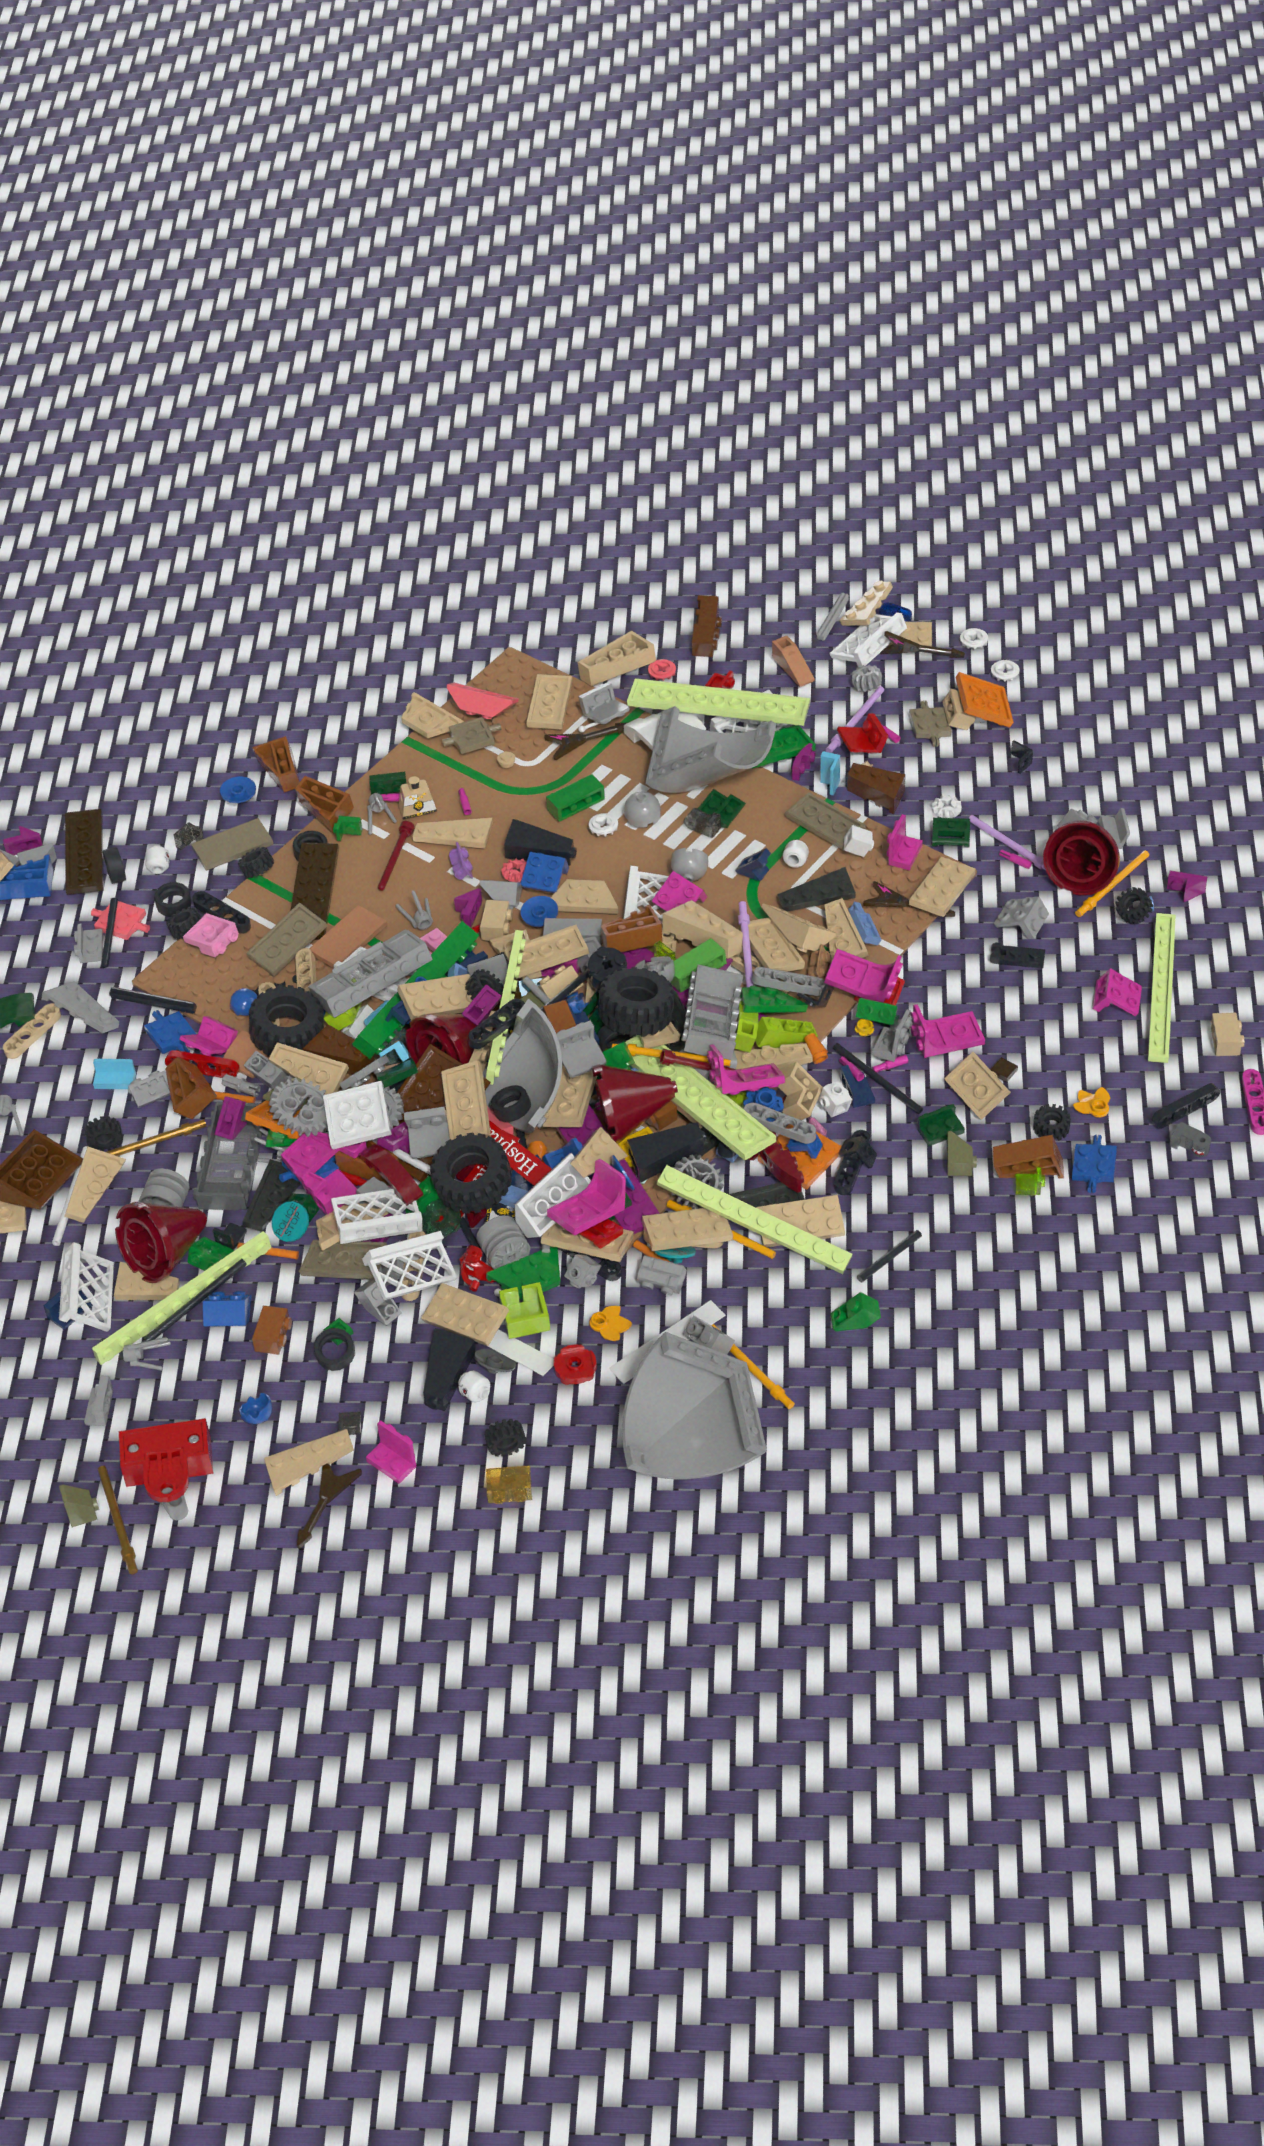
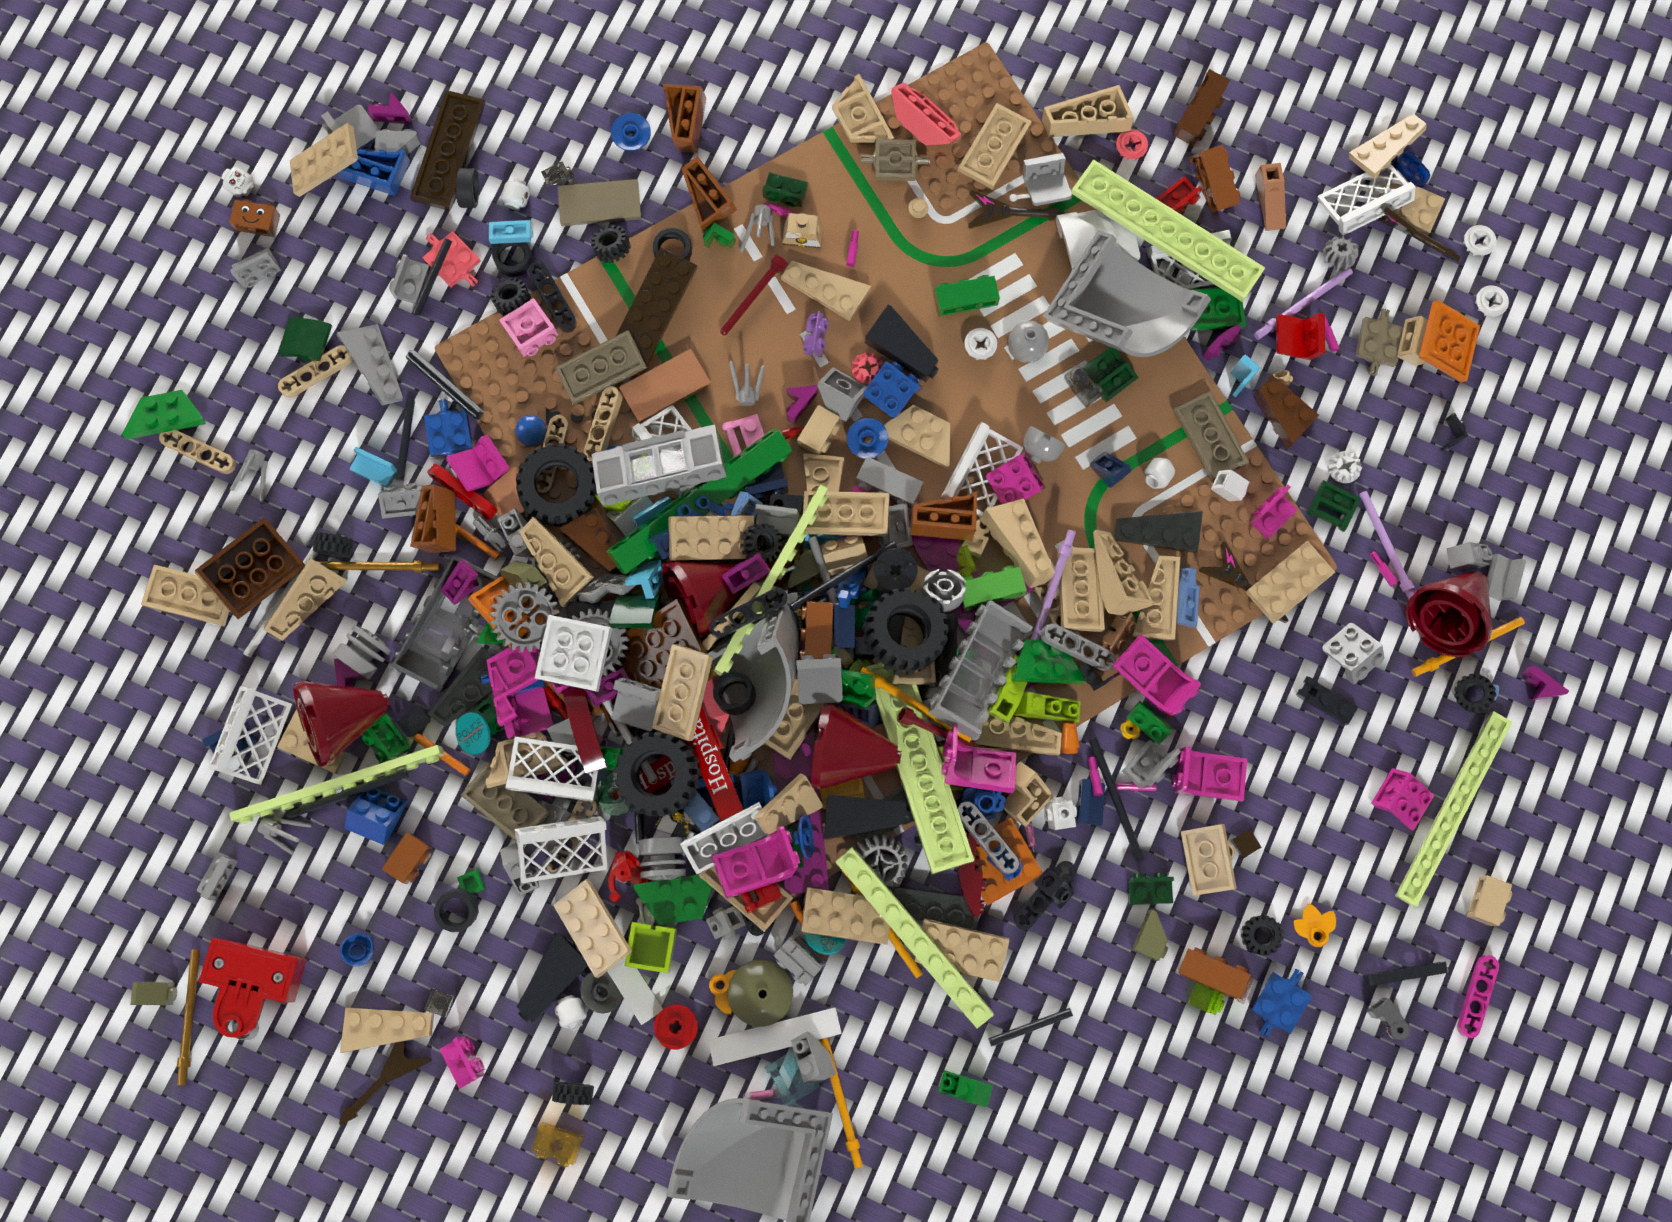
camera: 15 degrees right, 30 degrees up
(133, 1049) = (405, 440): none -> black bar
(164, 880) = (510, 232): none -> medium azure panel
(638, 1322) = (744, 991): none -> olive dish
(746, 668) = (1216, 178): none -> dark orange wedge
(832, 616) = (1344, 143): light grey axle -> none

